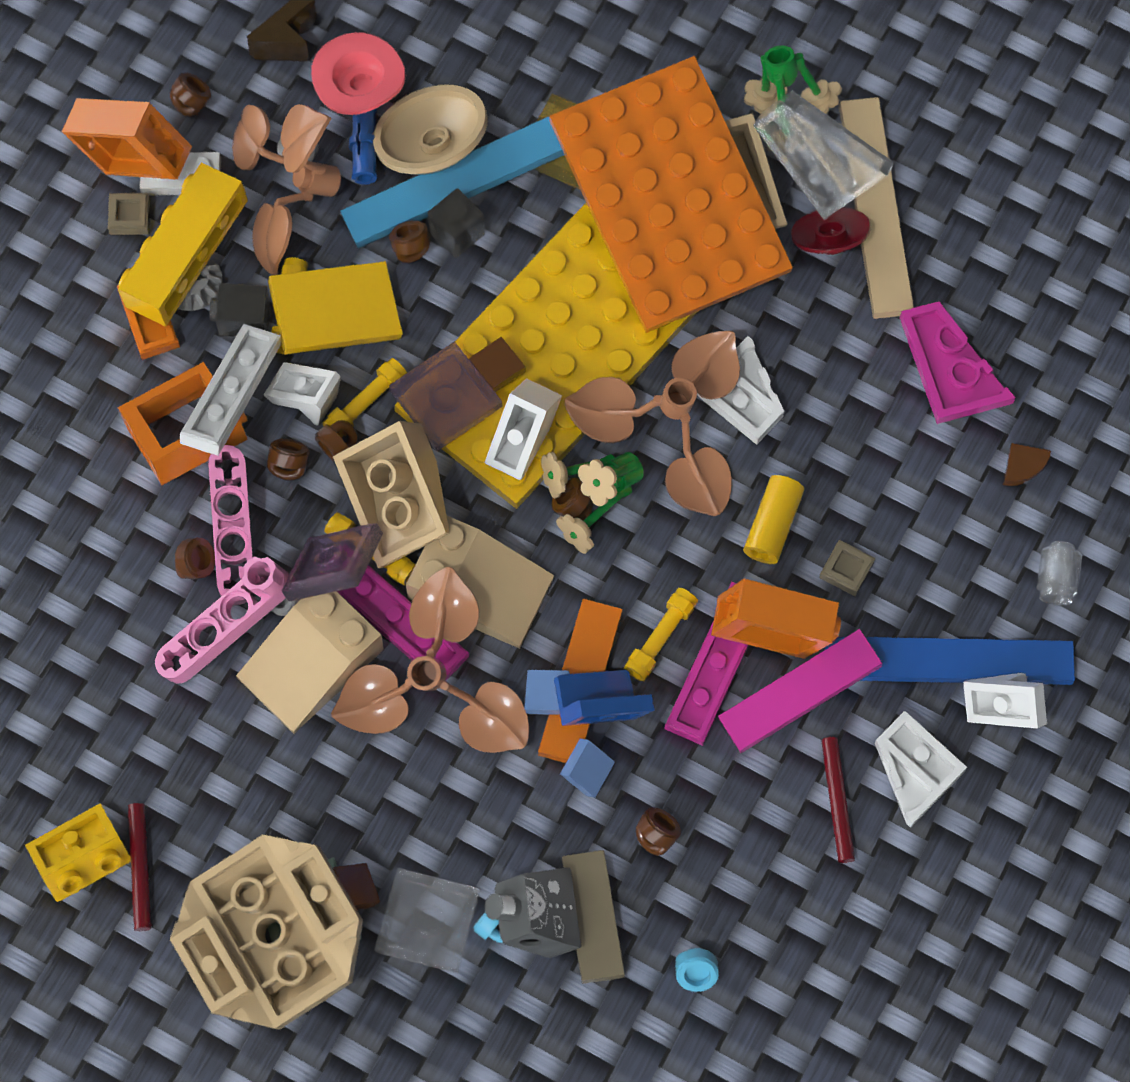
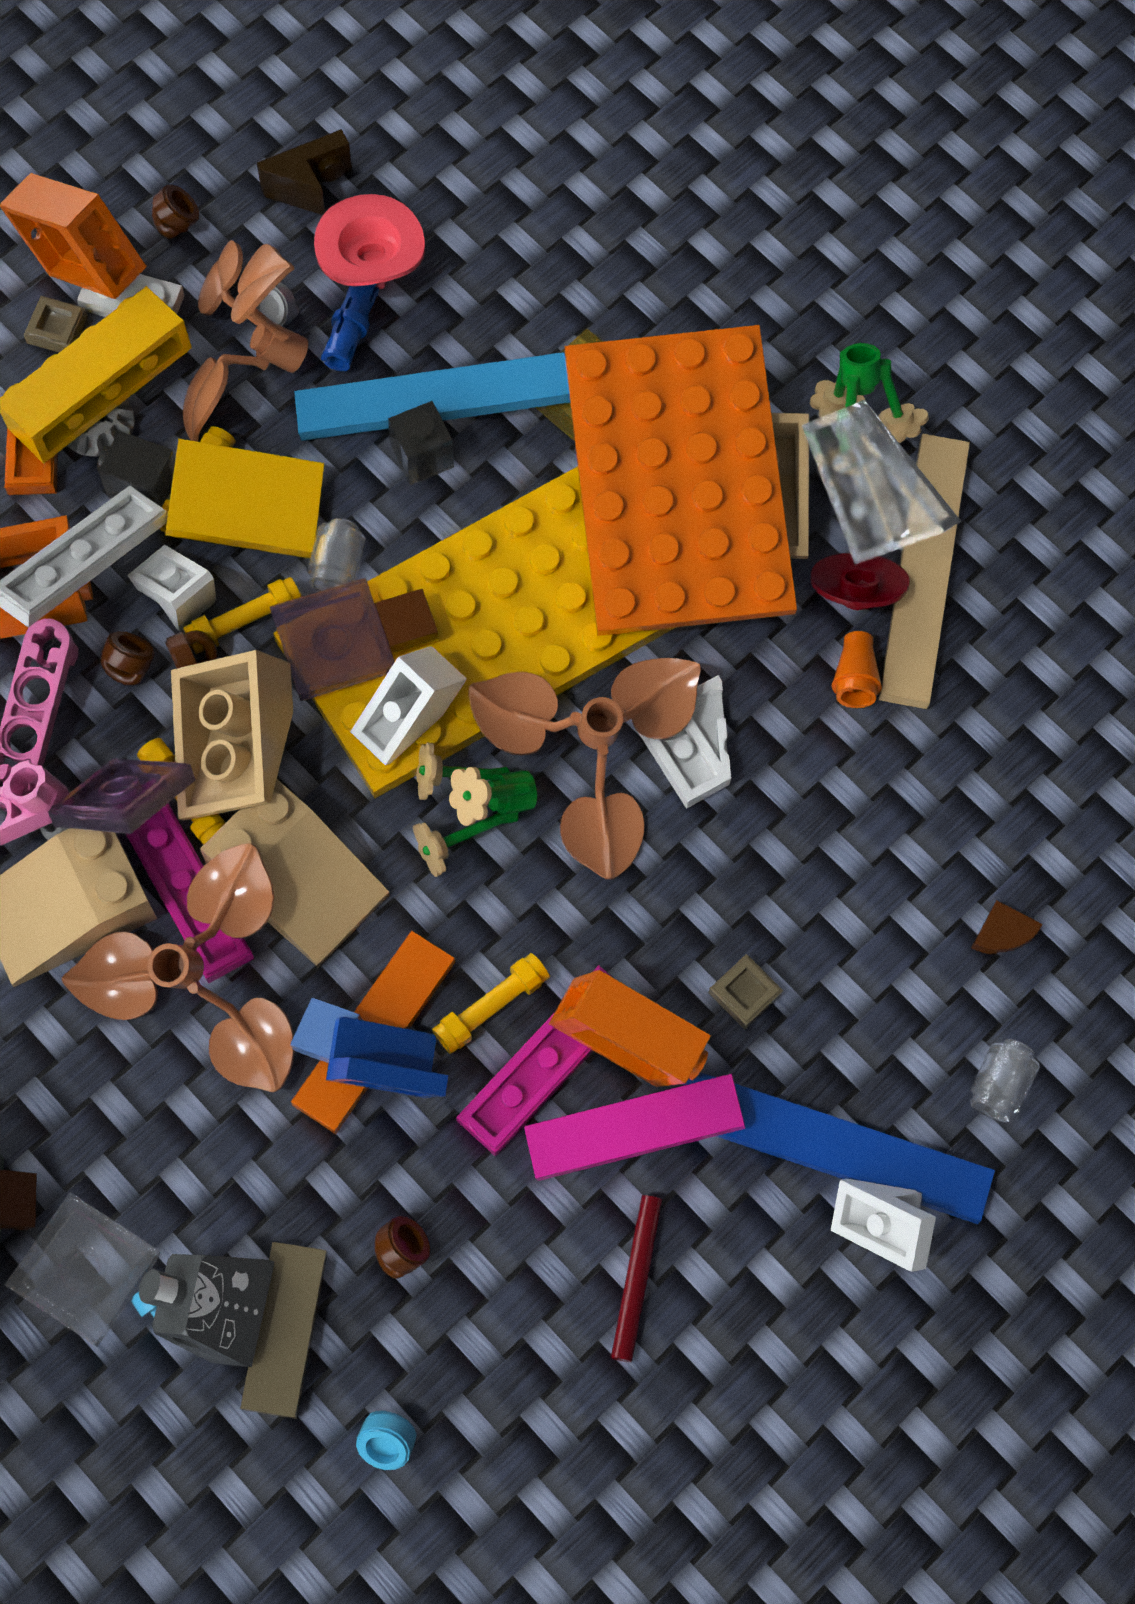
camera: 15 degrees right, 0 degrees up
(410, 241) = (361, 449): reddish brown tile -> none
(421, 331) = (335, 554): none -> clear brick
(430, 129) = (428, 327): tan dish -> none
(573, 501) = (438, 812): reddish brown tile -> none
(587, 768) = (342, 1141): medium blue tile -> none
(773, 519) = (674, 905): yellow piece -> none
(852, 304) = (857, 672): none -> orange cone
(916, 766) = (747, 1268): white wing -> none
(949, 368) = (950, 786): dark pink wing -> none

